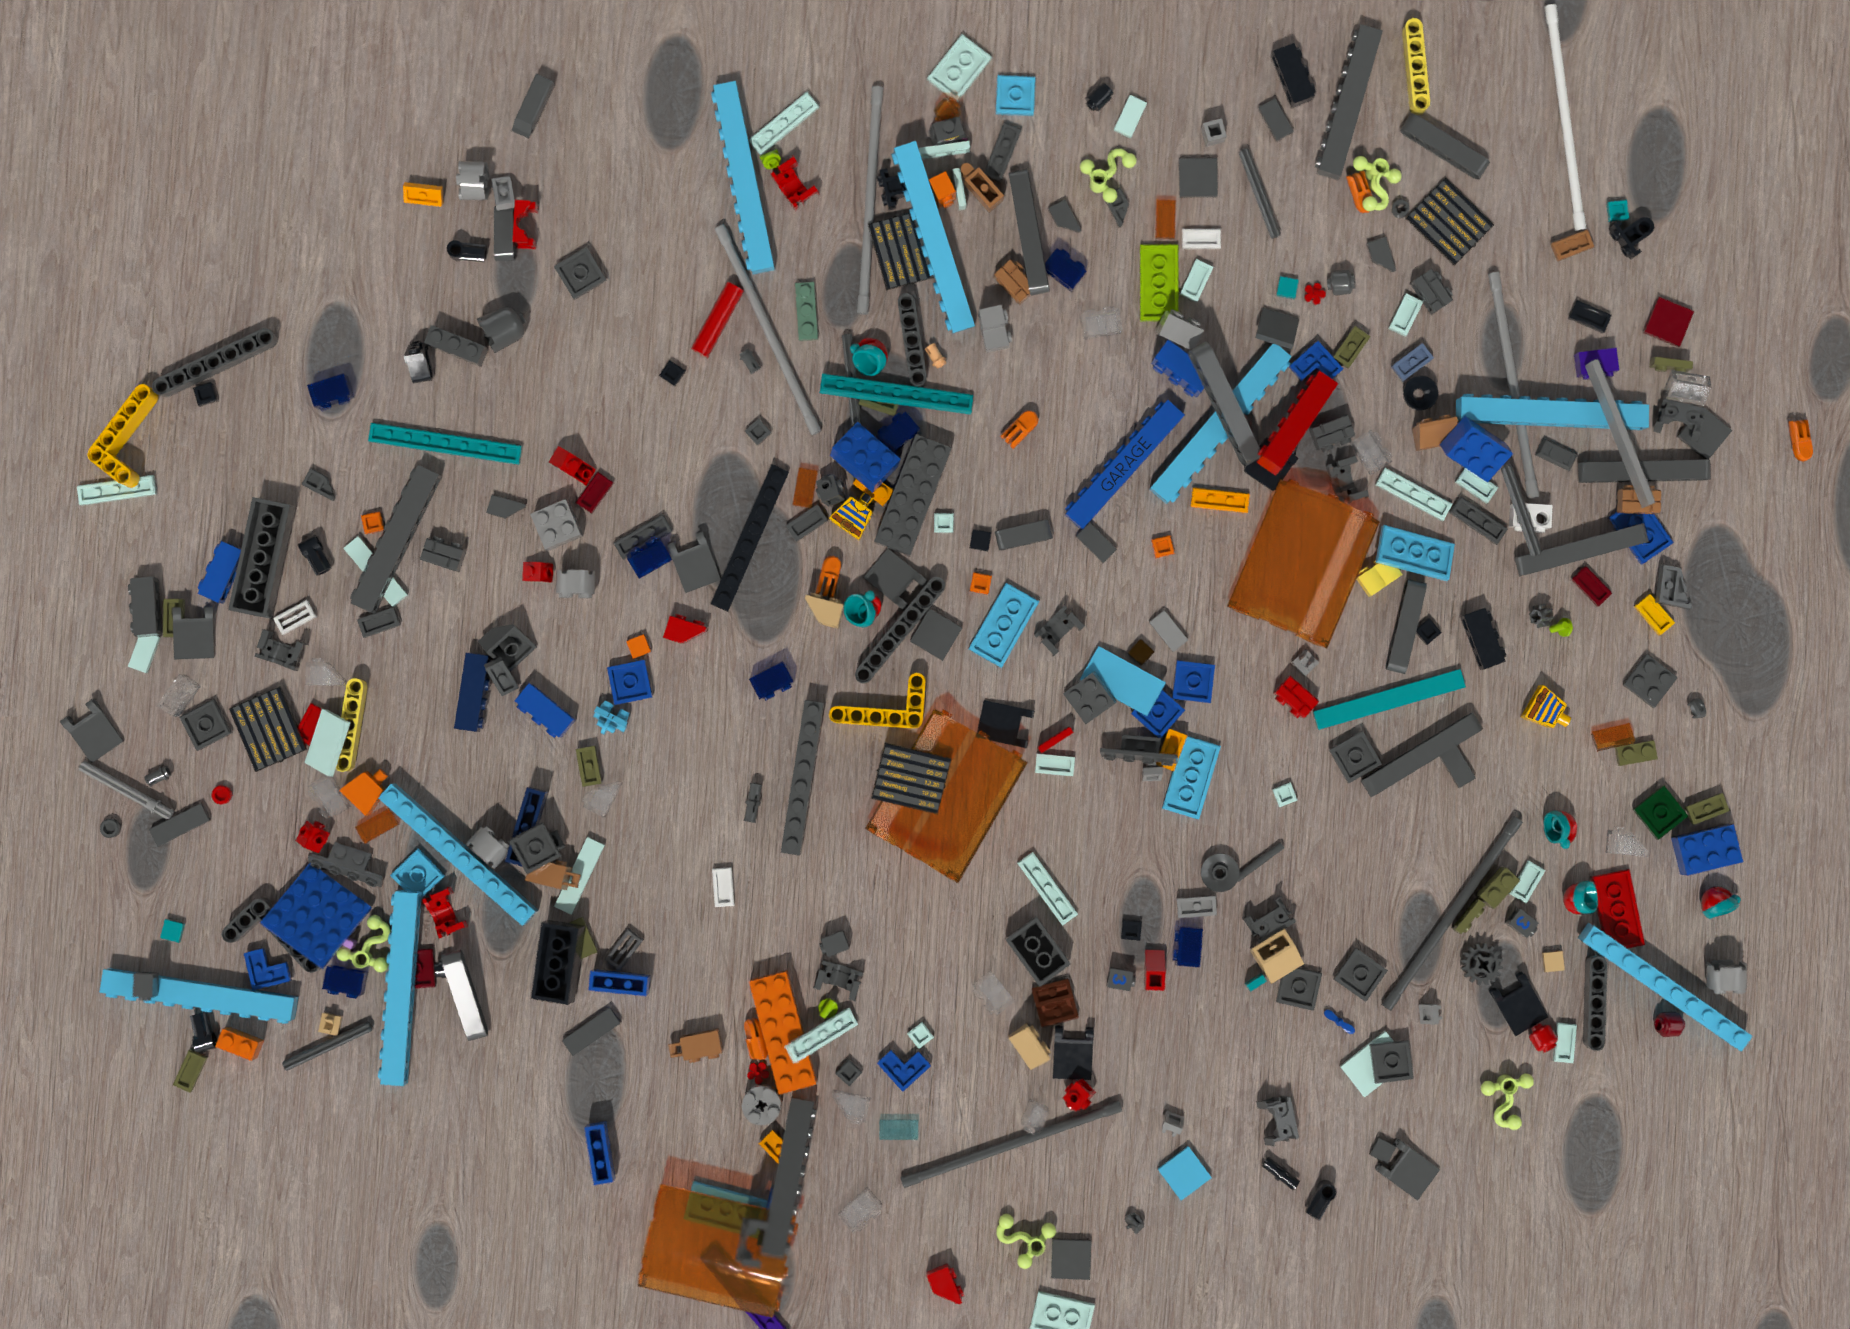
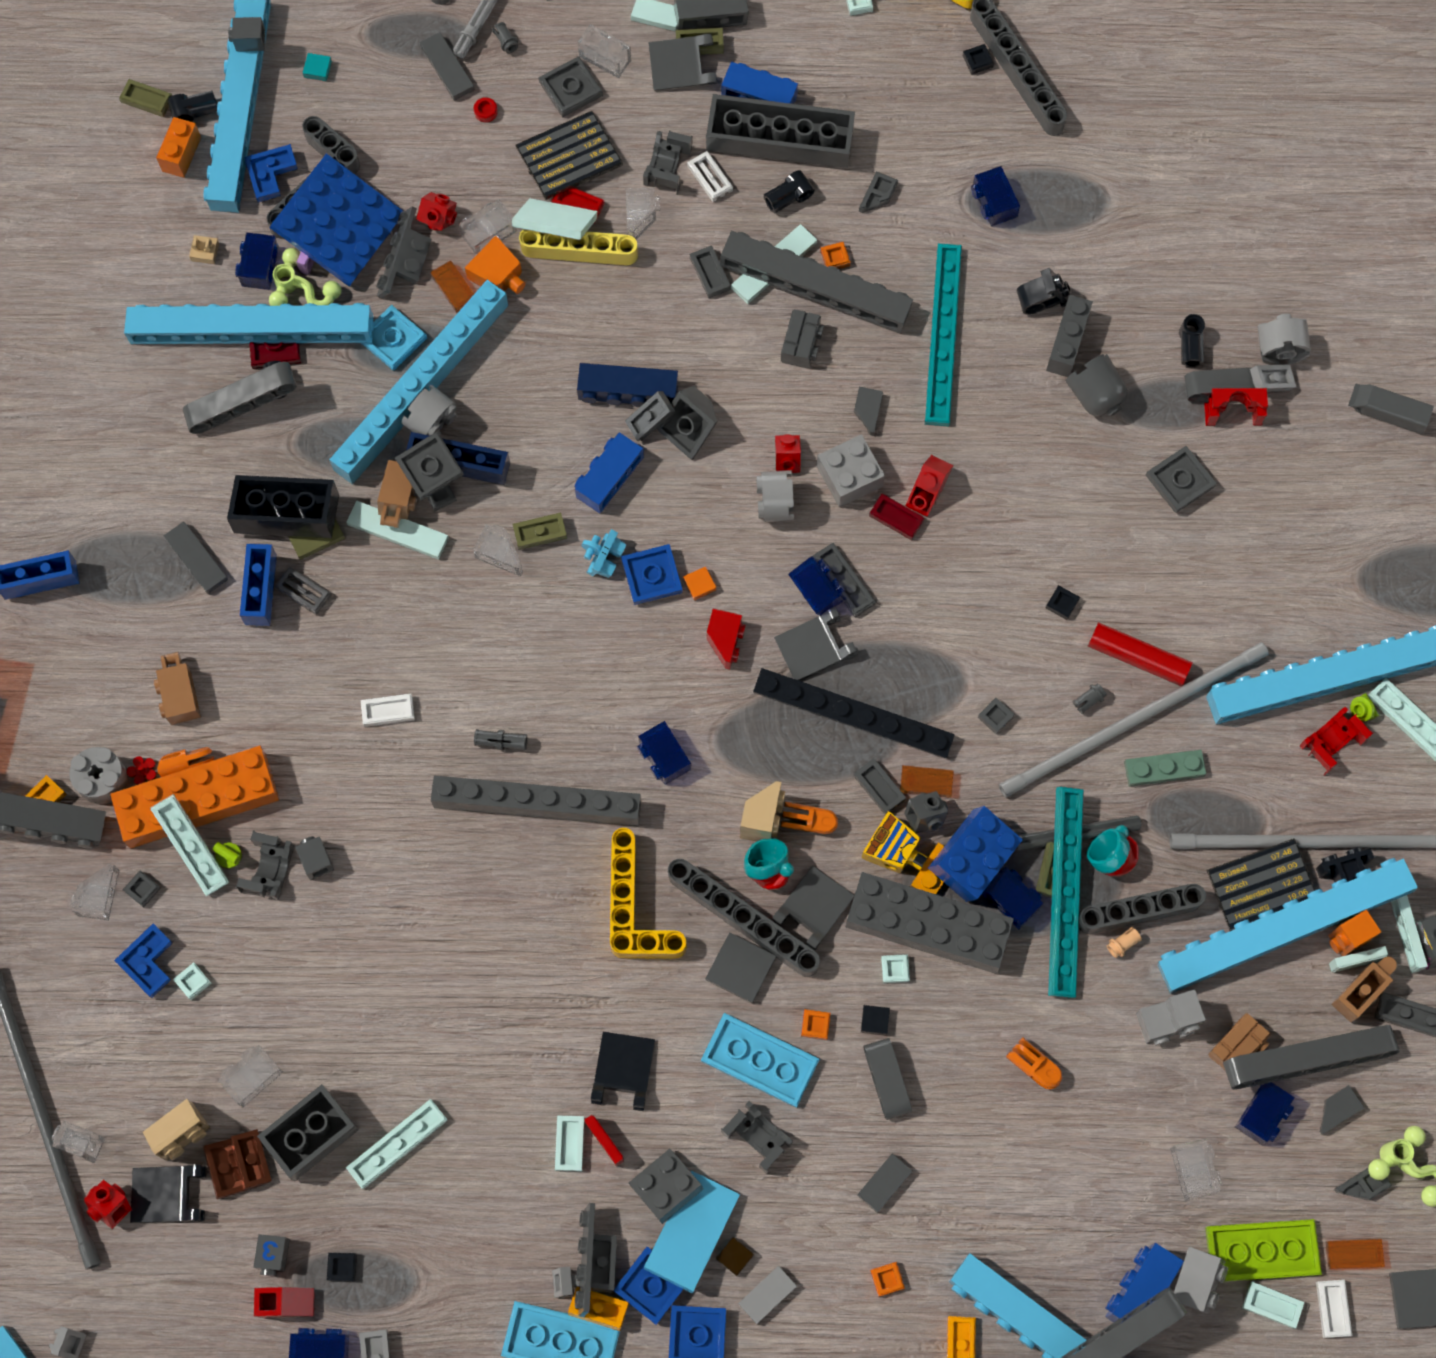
camera: 85 degrees right, 15 degrees down
(327, 1046) = (176, 247): dark grey axle -> none
(423, 194) = (1258, 285): light orange plate -> none
(443, 913) = (345, 370): red piece -> none
(898, 1129) = (64, 960): clear light blue tile -> none
(911, 778) = (541, 943): piece -> none
(974, 793) = (521, 993): clear orange panel -> none
(1124, 465) = (999, 1216): blue brick -> none

